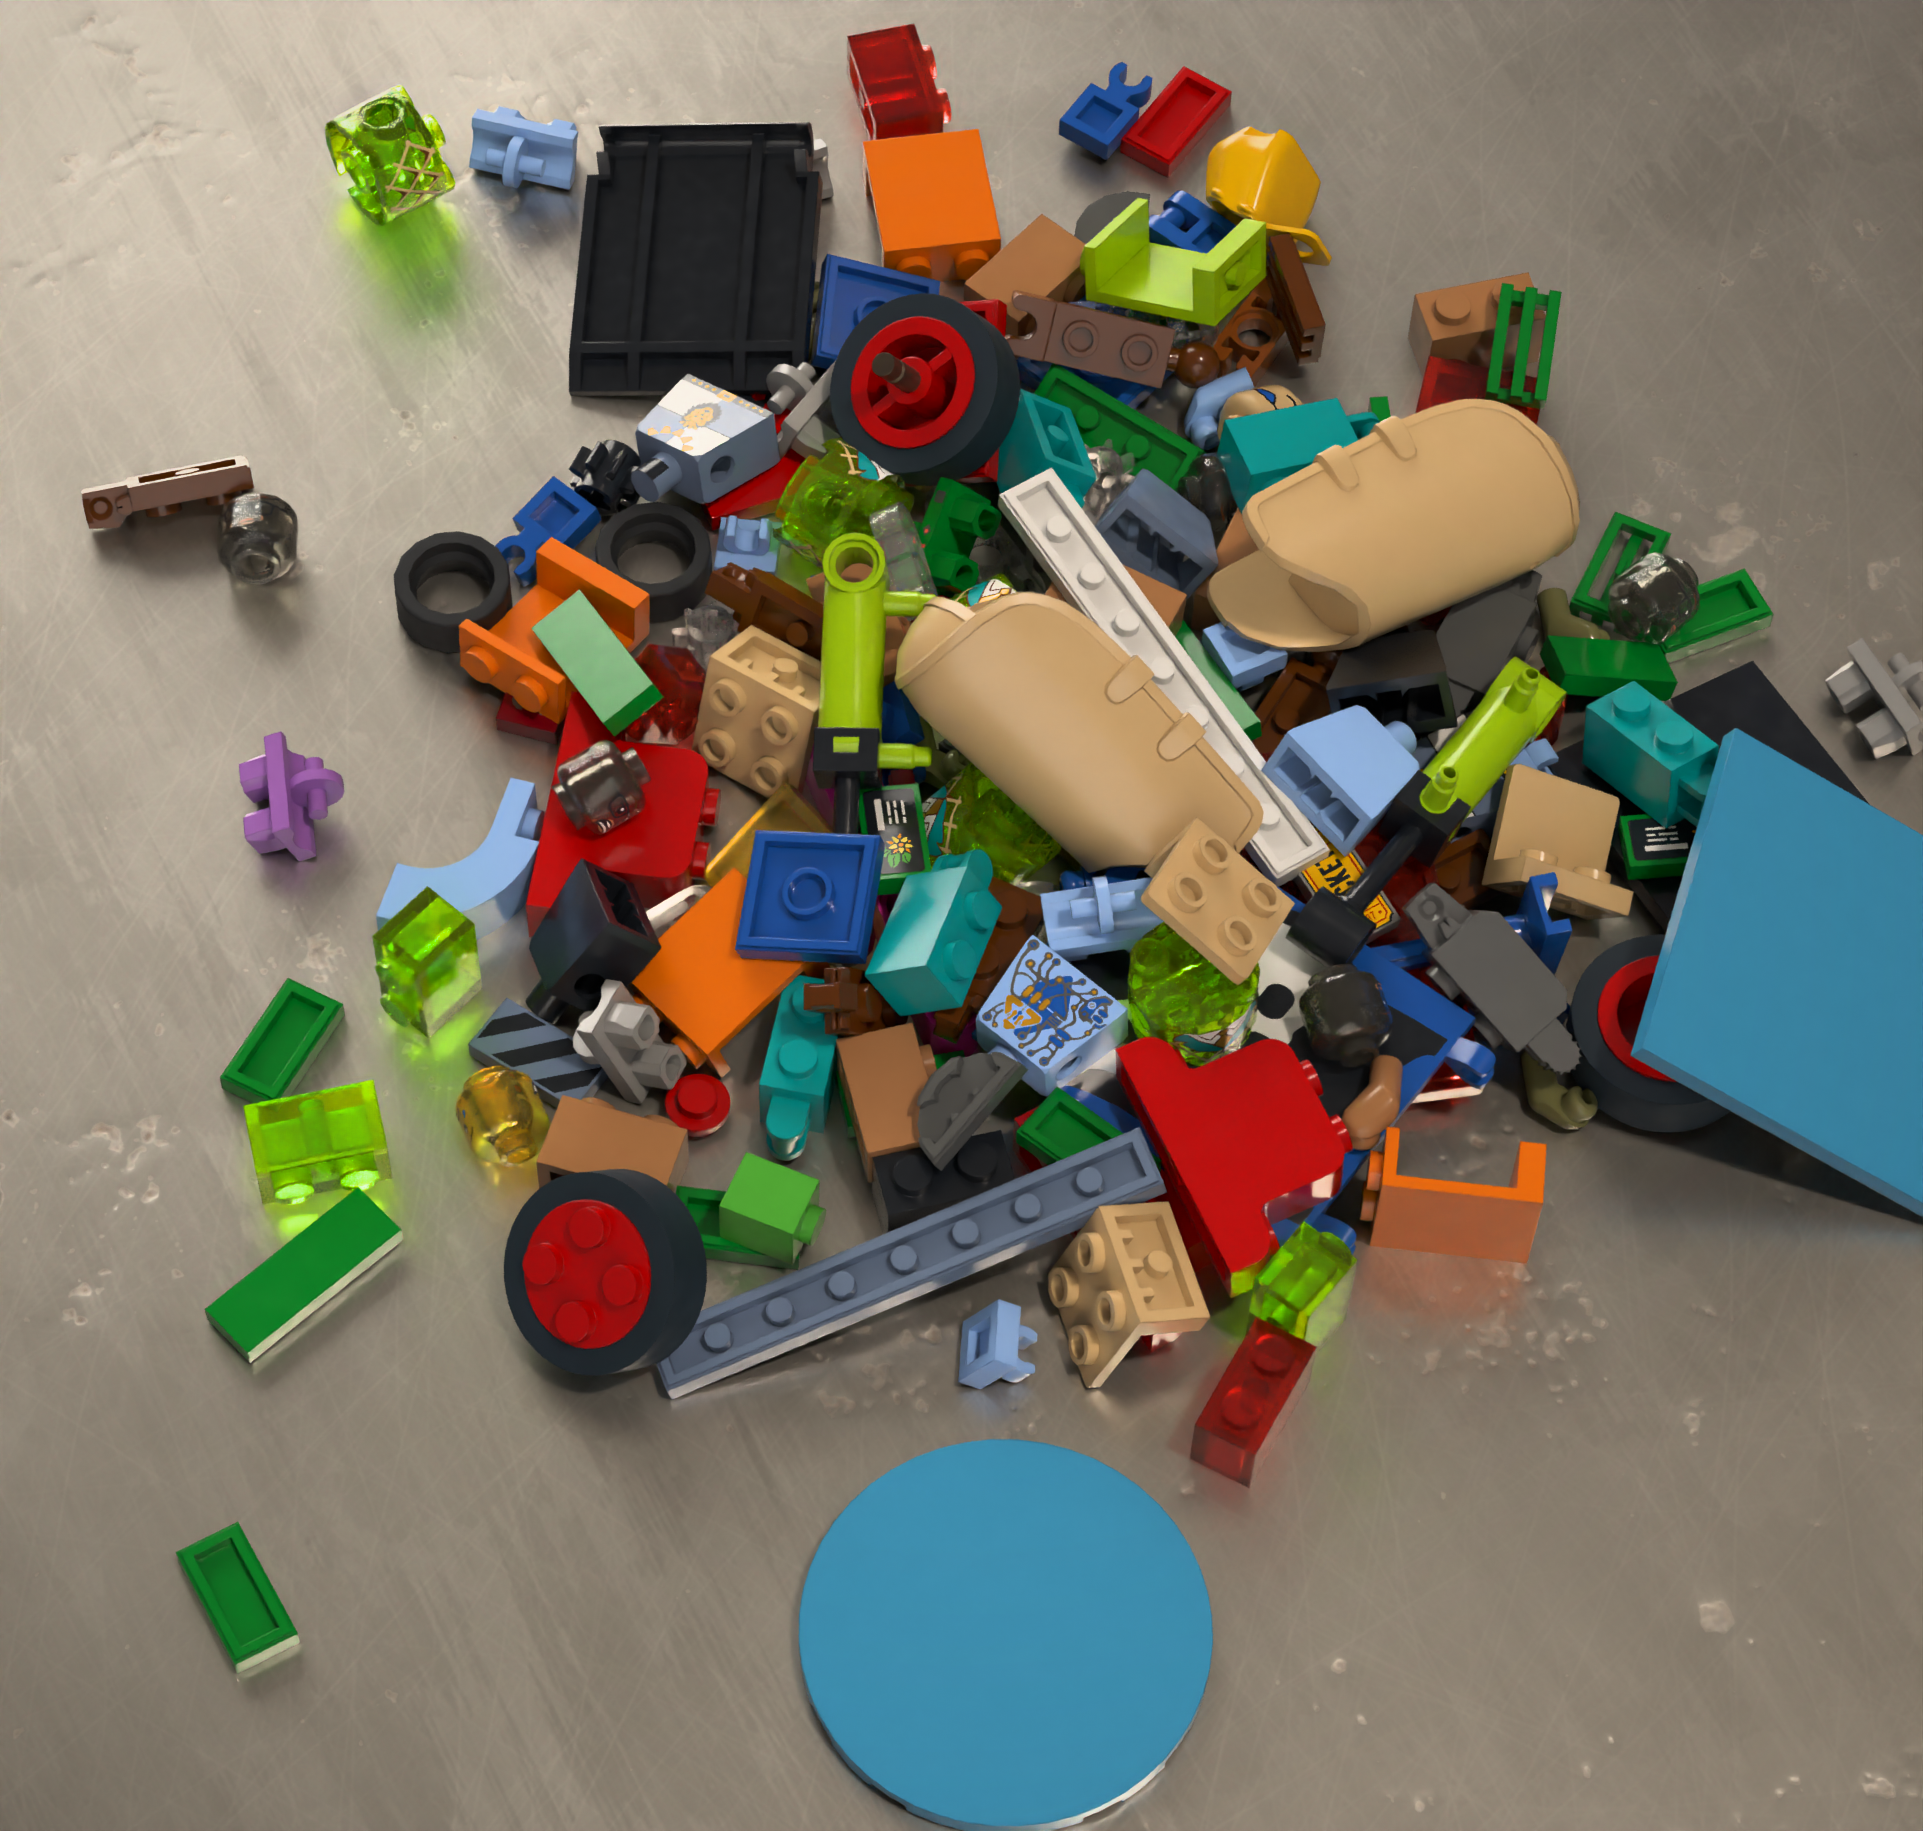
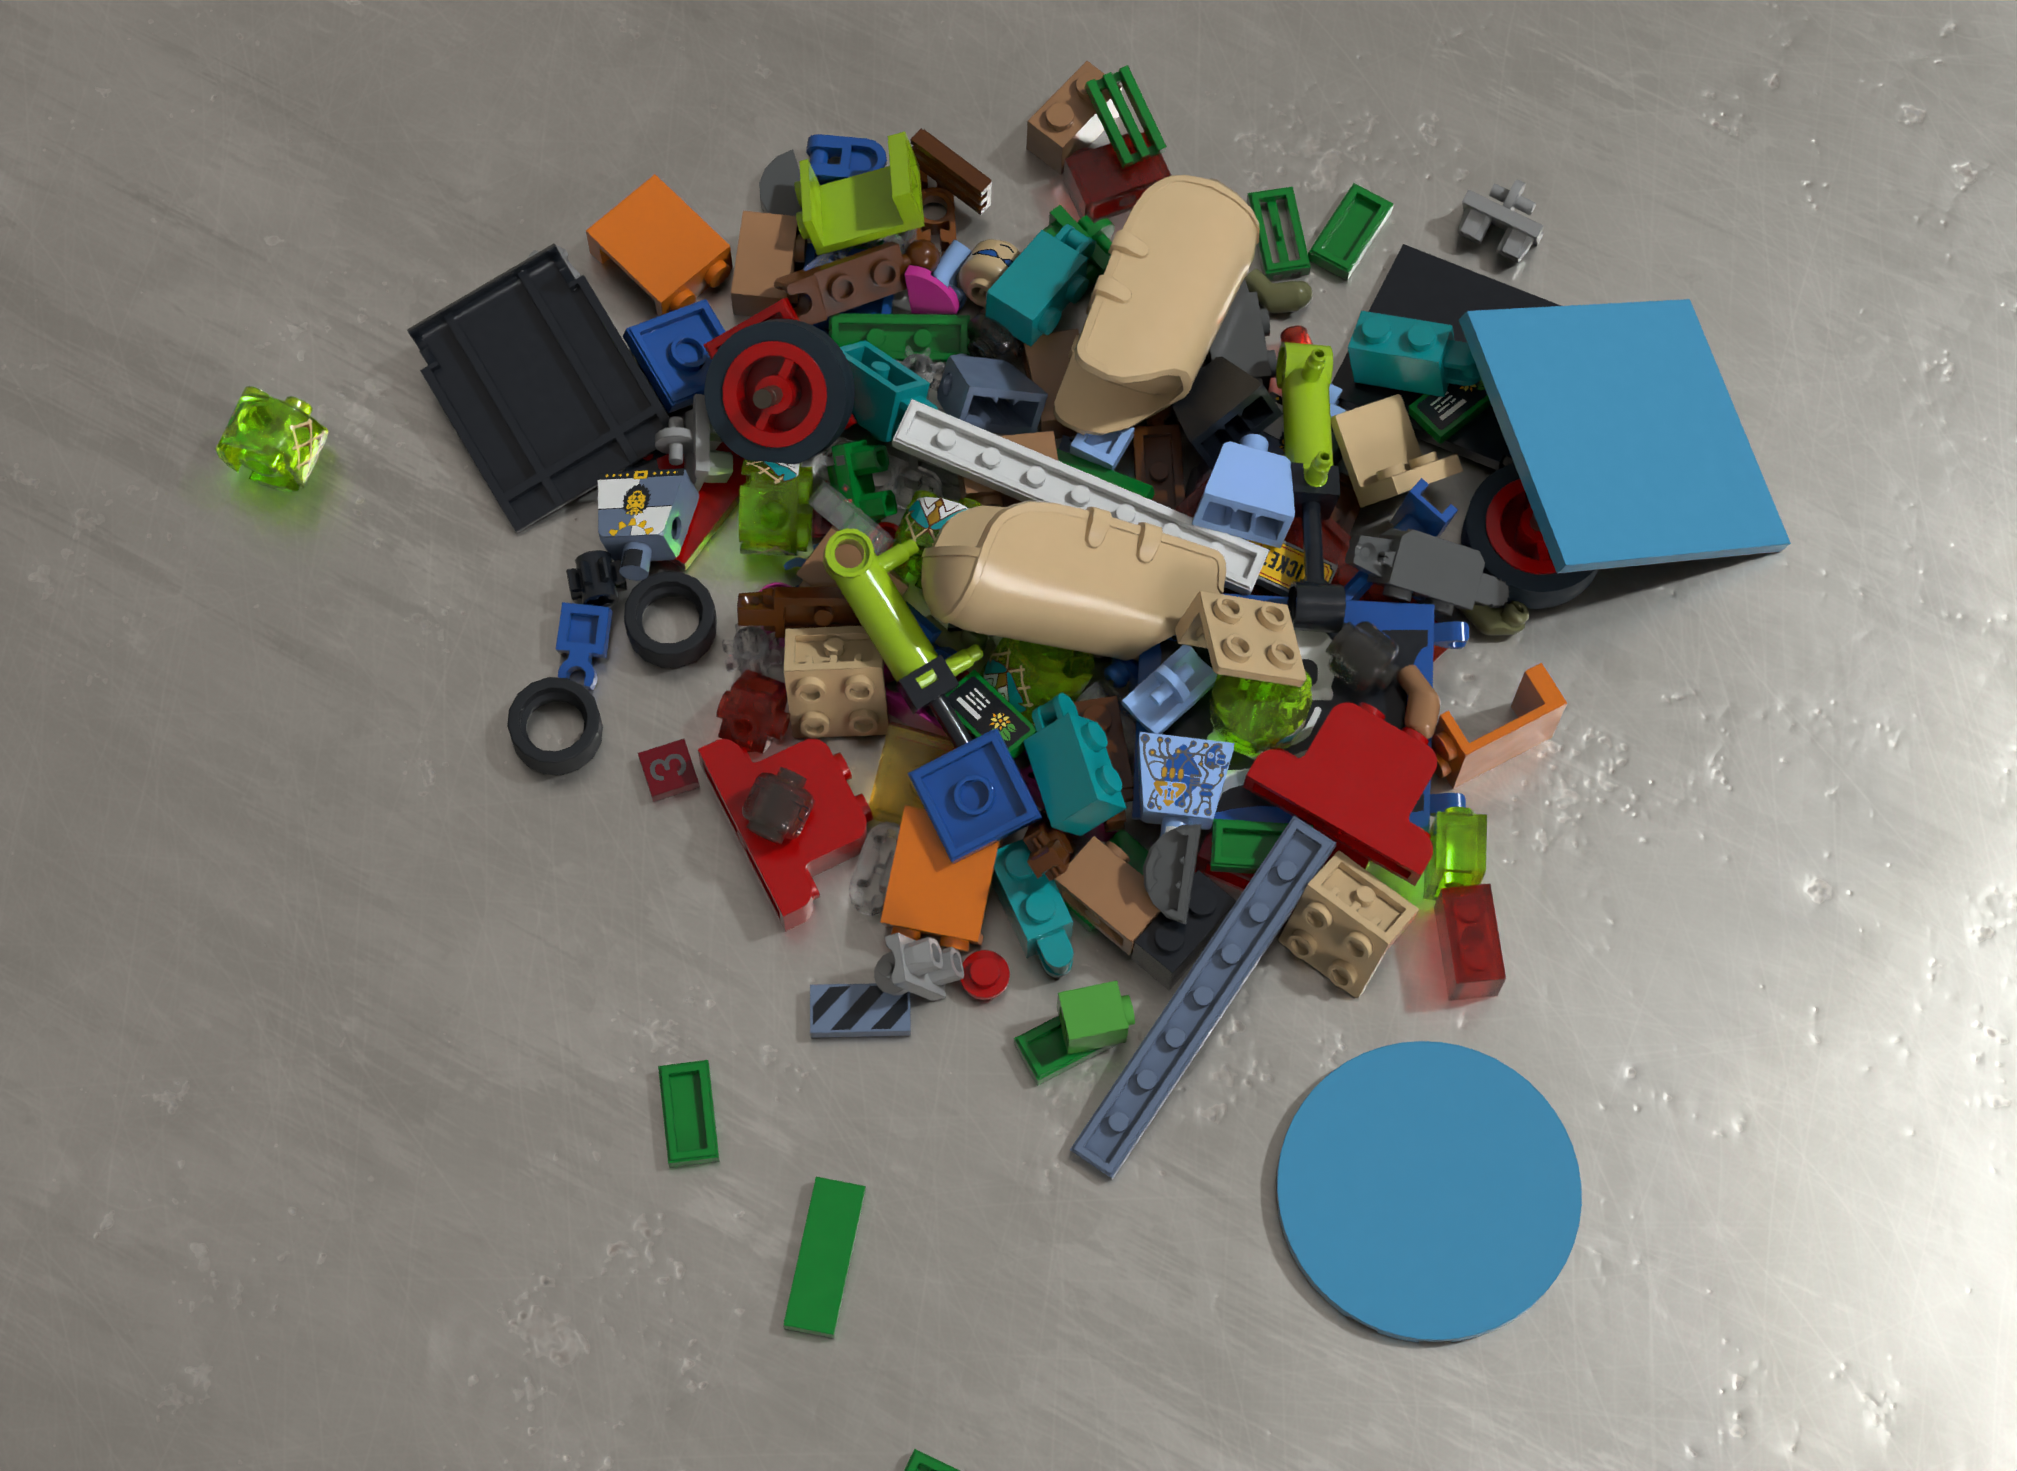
camera: 35 degrees left, 10 degrees up
(164, 491) = (306, 776): reddish brown hinge -> none
(257, 537) = (396, 773): clear smoke head -> none
(297, 794) = (546, 929): medium lavender hips -> none
(318, 1143) = (770, 1166): clear neon green brick -> none
(427, 963) = (751, 999): clear neon green brick -> none
(489, 882) = (732, 939): light blue arch -> none
(502, 1116) = (870, 1066): clear yellow head -> none
(514, 656) = (649, 712): orange panel -> none
(524, 148) = (353, 374): light blue hips -> none
(587, 937) = (846, 915): black torso -> none
(597, 663) = (702, 719): tile -> none
(598, 1137) = (963, 1047): medium nougat brick -> none
(605, 1271) = (1030, 1131): wheel -> none
(748, 544) = (723, 570): light blue tile -> none
(896, 84) = (571, 176): clear red brick -> none
(992, 1345) = (1286, 1011): light blue tile -> none
(1104, 116) = (720, 109): blue plate -> none
(1175, 121) = (767, 84): red tile -> none
(1175, 403) = (928, 293): none -> dark pink tile
(1267, 182) = (871, 103): yellow piece -> none
(1606, 665) = (1325, 307): green tile -> none
(1654, 598) = (1322, 241): clear smoke head -> none

